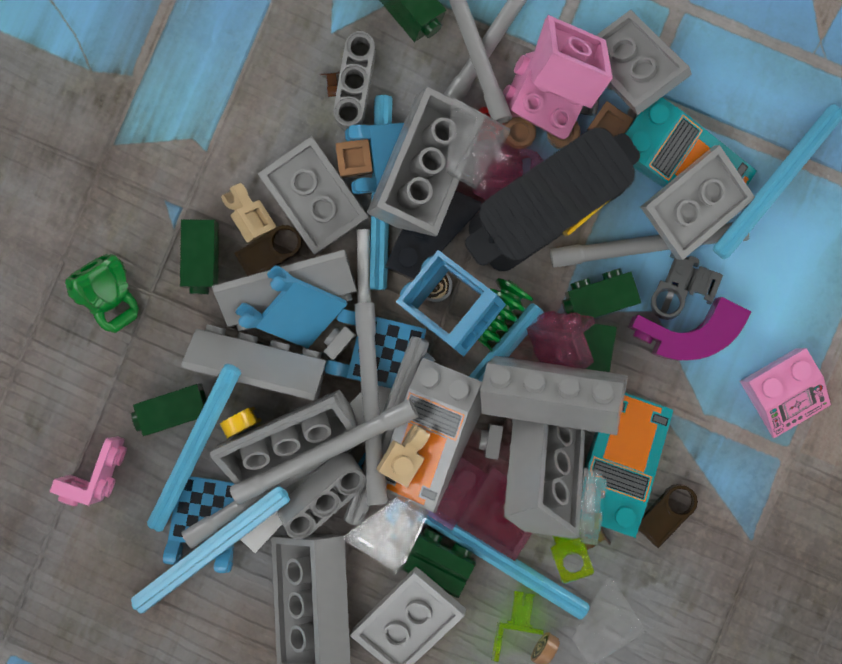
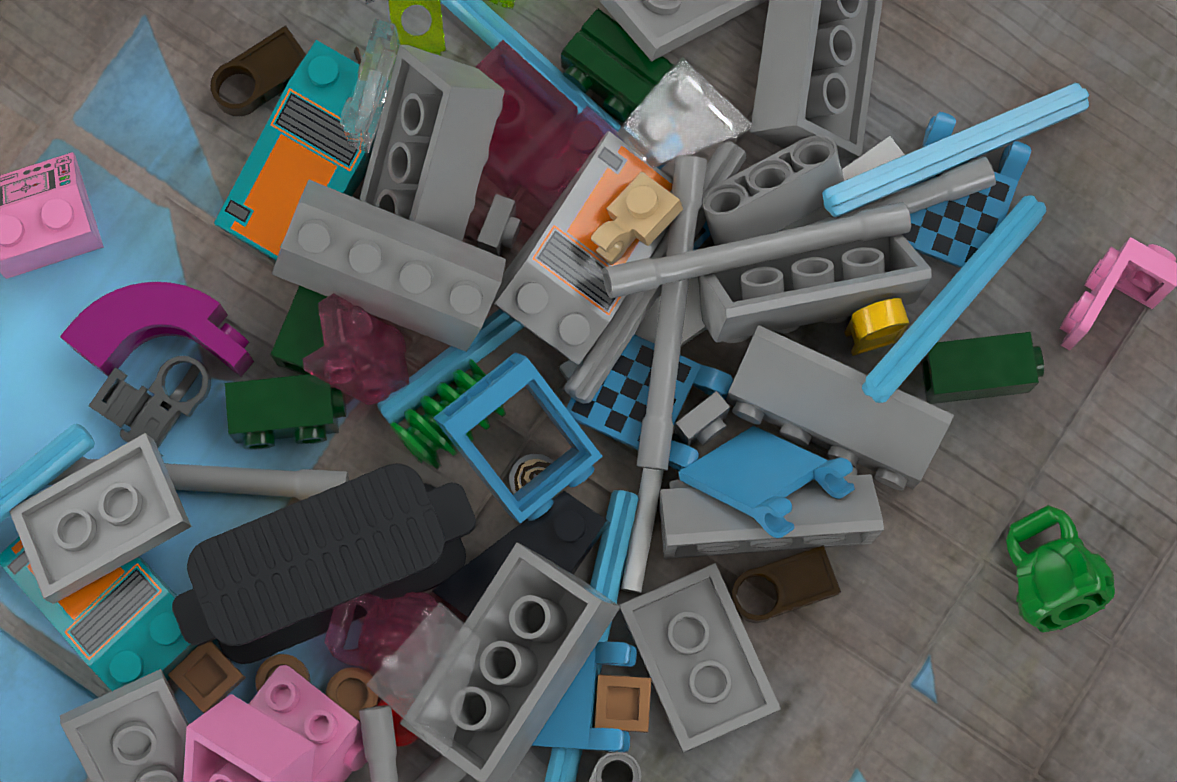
camera: 165 degrees left, 10 degrees down
(199, 255) = (896, 596): dark green brick -> none
(248, 216) = (803, 643): tan plate -> none

